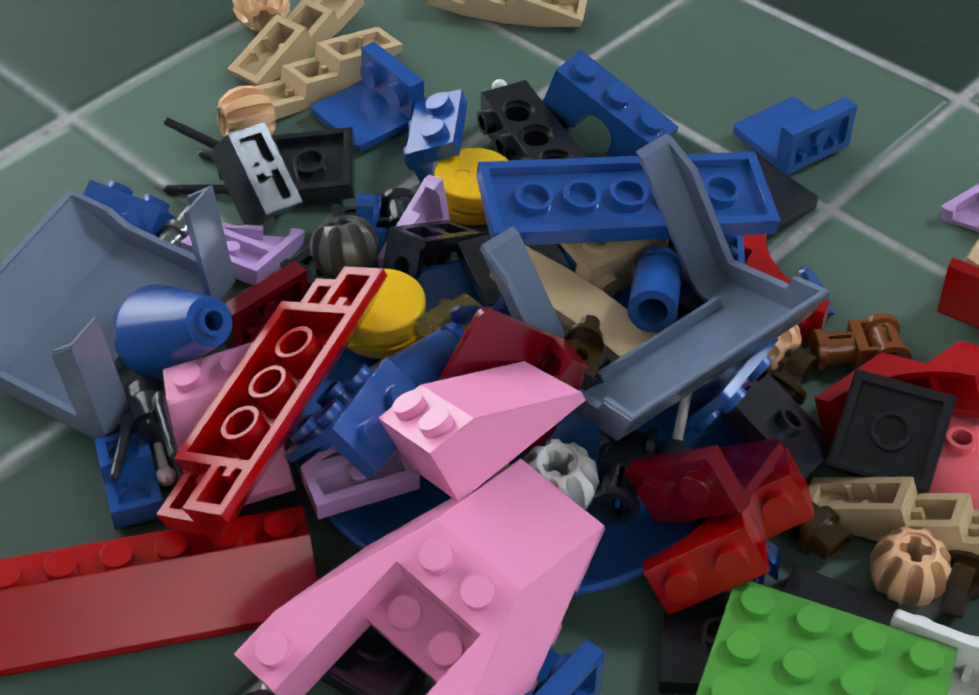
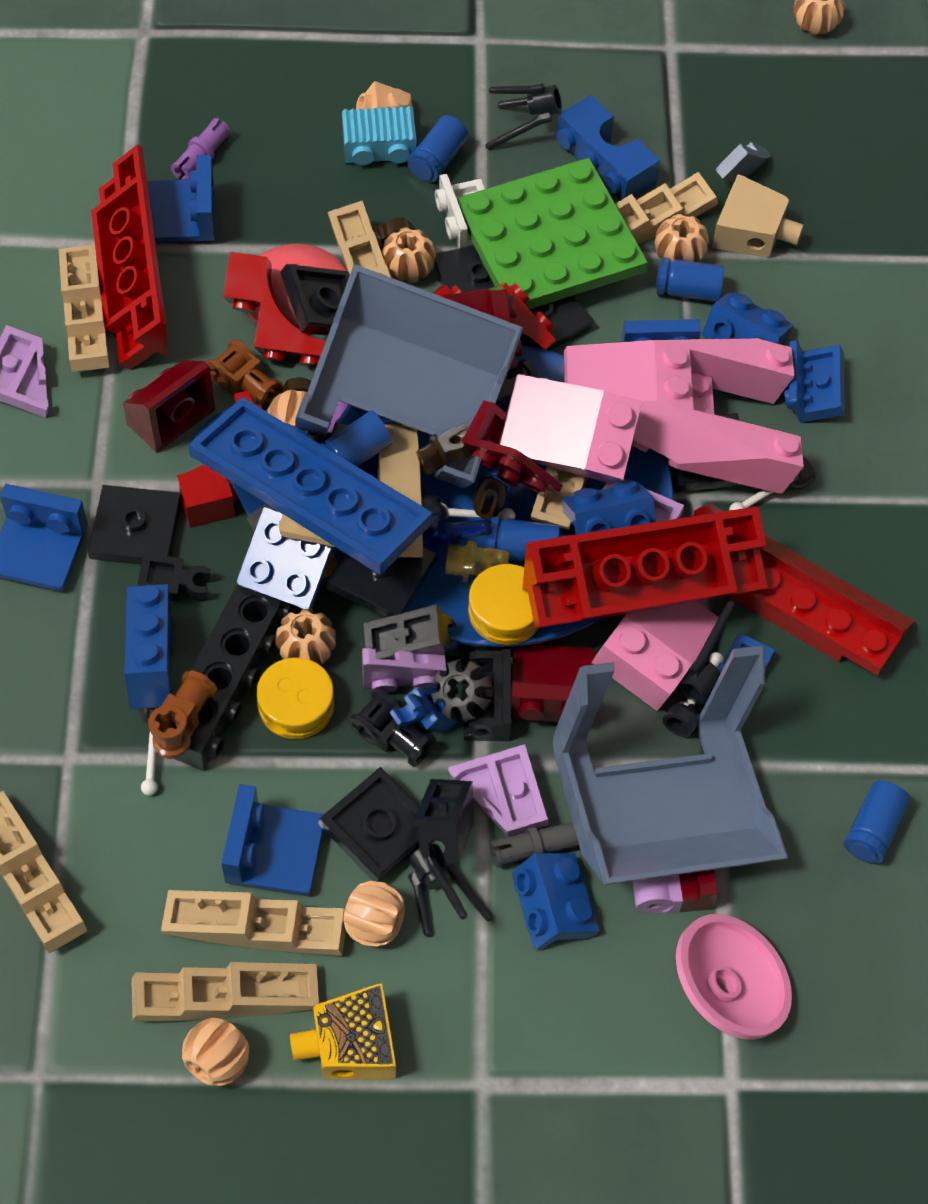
camera: 135 degrees left, 15 degrees up
(168, 327) = (637, 707): blue cone -> none
(180, 64) = (350, 1037): none -> torso
(435, 131) = (271, 751): blue bracket -> none
(517, 80) = (178, 716): none -> dark orange connector
(867, 264) = (171, 403): none -> dark red slope

